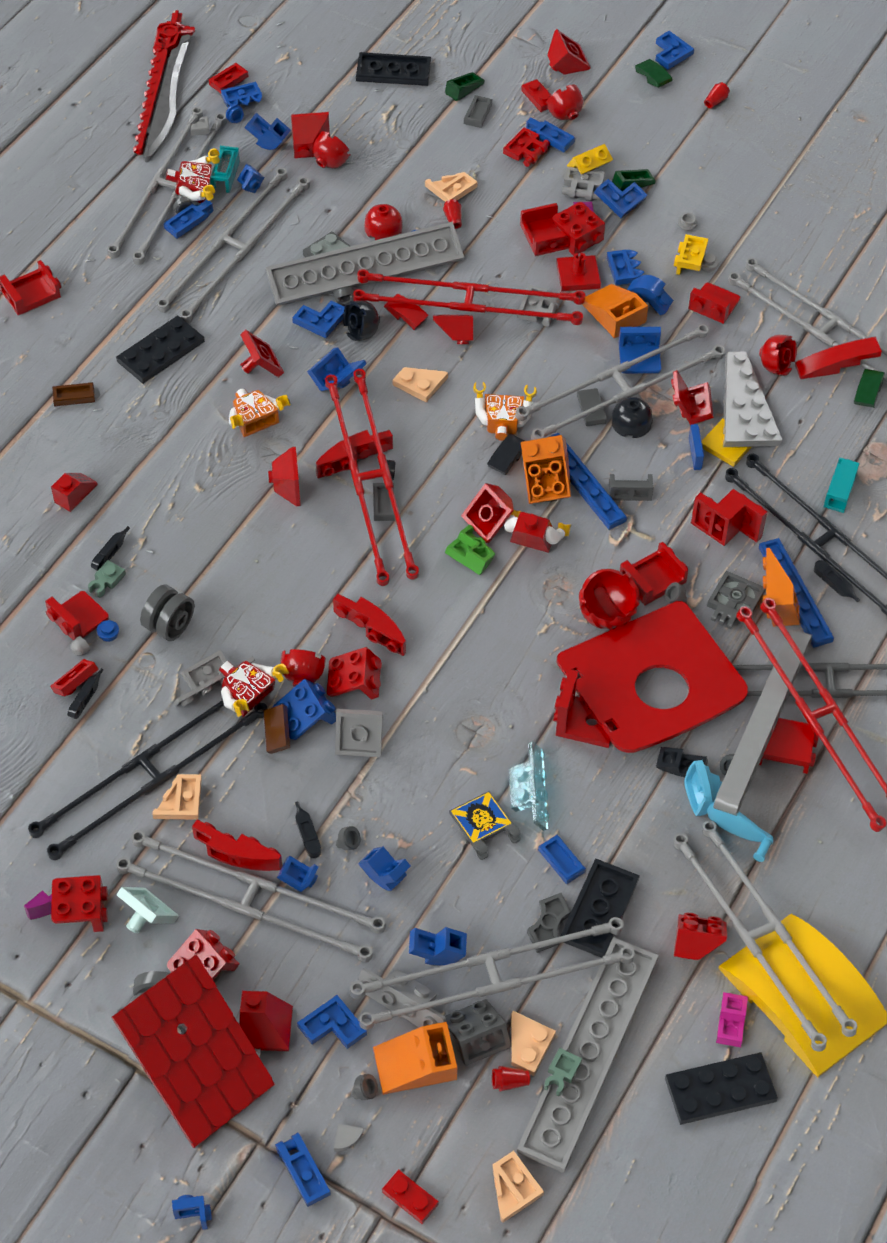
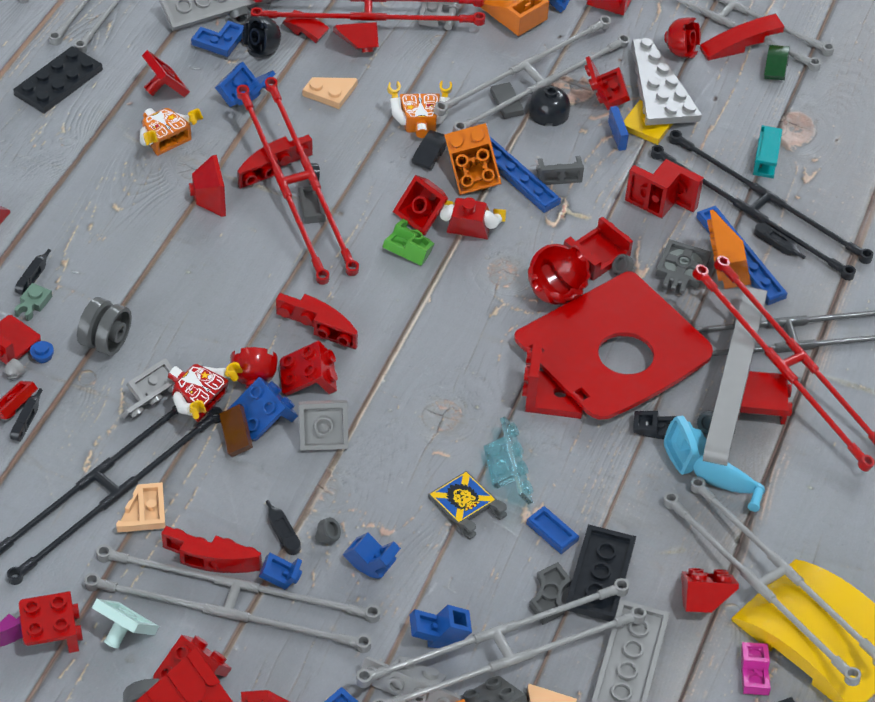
camera: 10 degrees left, 5 degrees down
(638, 342) = (543, 35): blue bracket -> none

